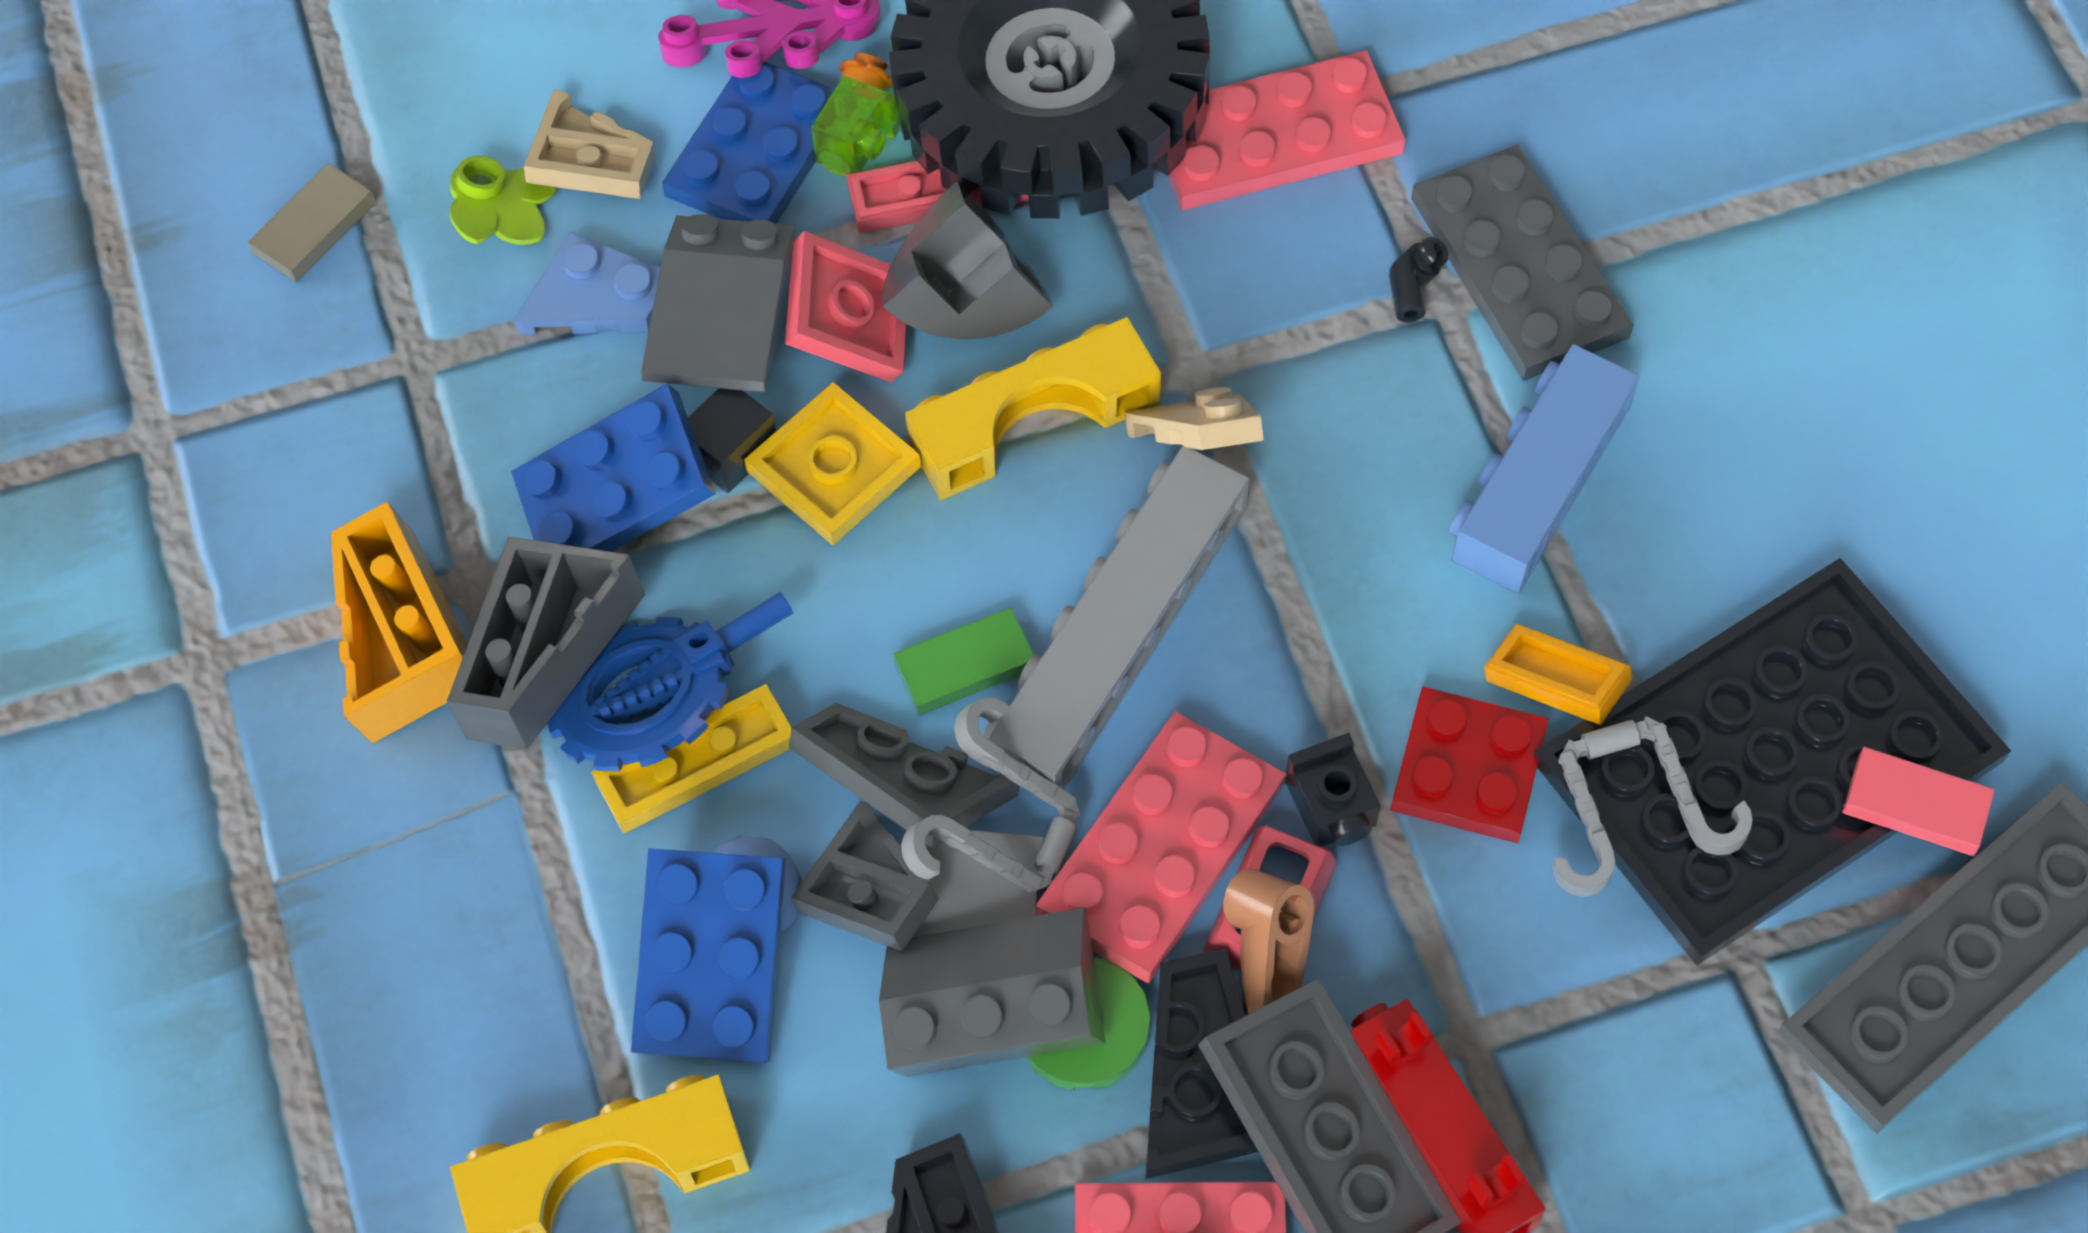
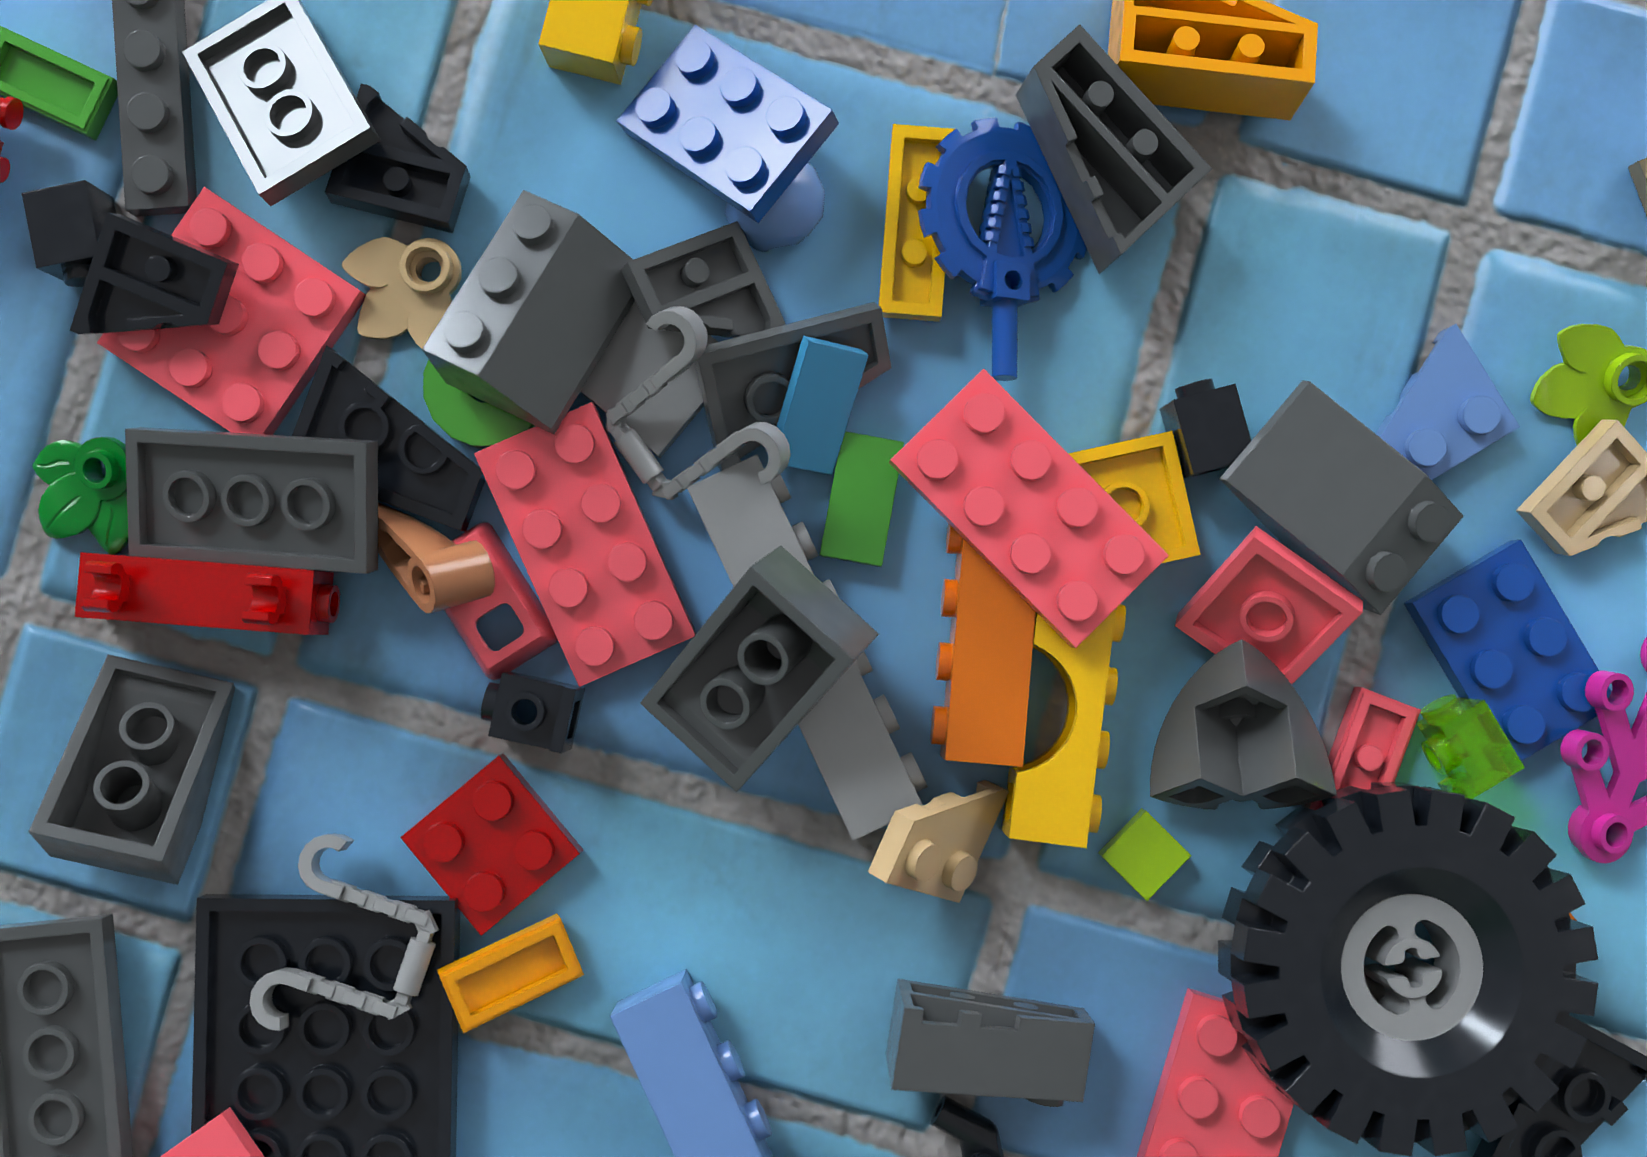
camera: 115 degrees right, 25 degrees up
(616, 476) = (1221, 304): blue plate -> none
(867, 70) = (1519, 794): orange plate -> none
(886, 510) = (1028, 509): none -> coral plate
(902, 729) = (820, 402): none -> dark azure tile
(1007, 493) = (982, 664): none -> orange brick
(1055, 1152) = (397, 293): none -> tan plate
(1100, 291) = (1144, 854): none -> lime tile
(1162, 612) = (758, 666): none -> dark grey slope
(1333, 306) = (987, 1045): none -> dark grey wedge
(1635, 1082) = (136, 771): none -> dark grey slope

